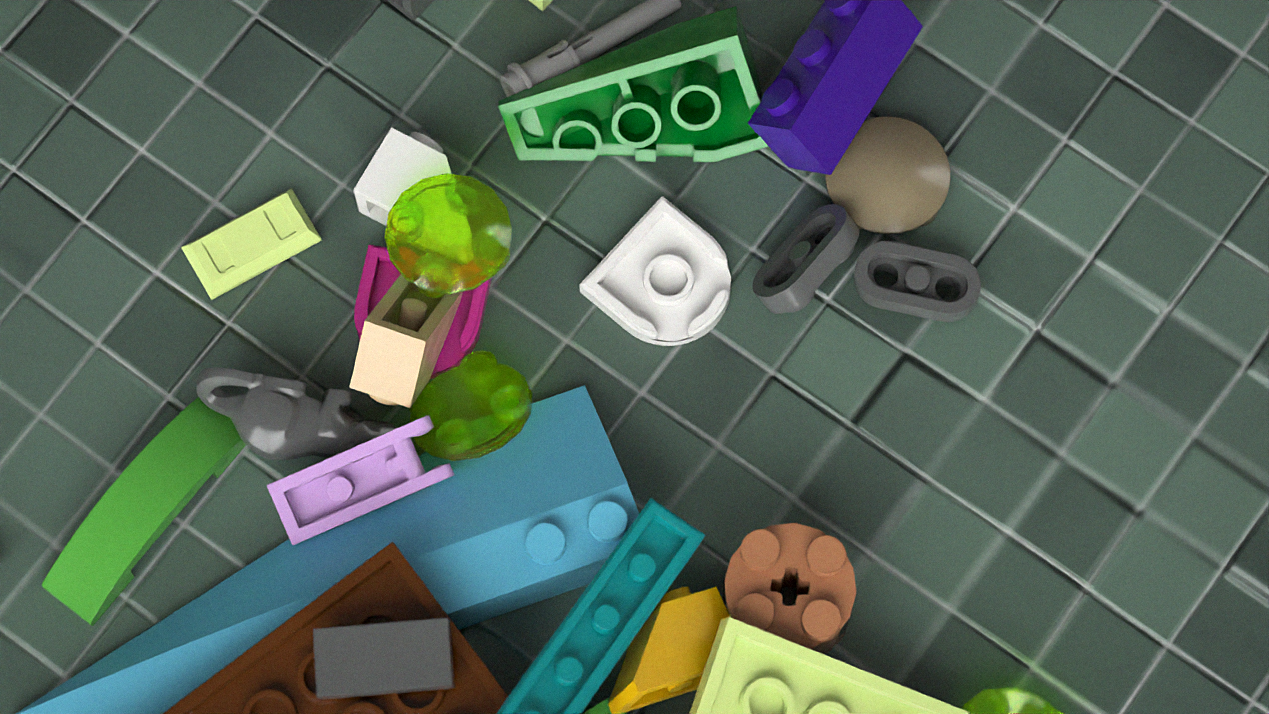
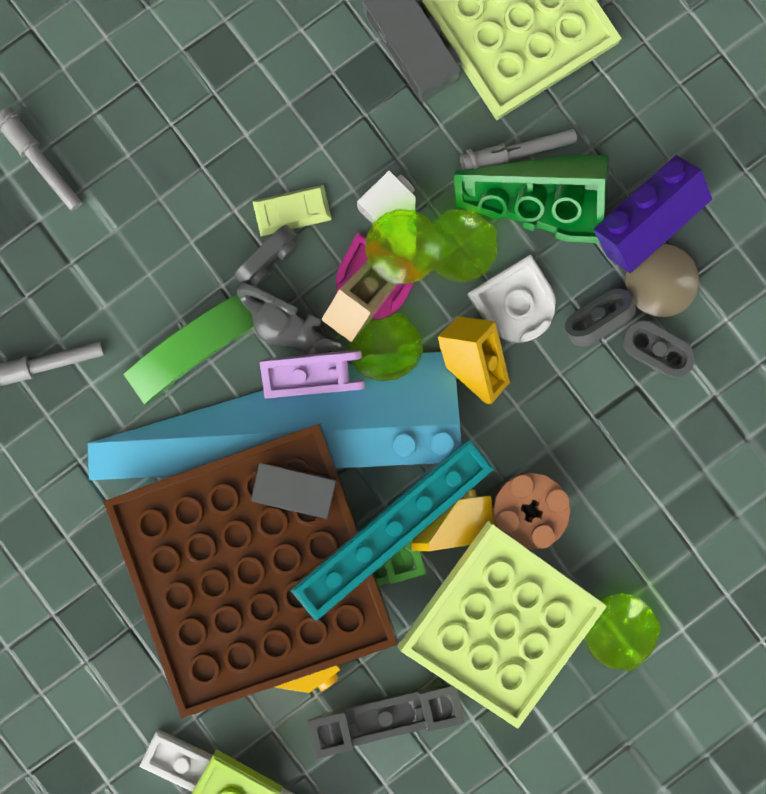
camera: 15 degrees right, 15 degrees up
(242, 303) = (278, 246): none -> dark grey plate
(552, 213) = (466, 245): none -> clear neon green dish
(622, 376) = (475, 356): none -> yellow slope

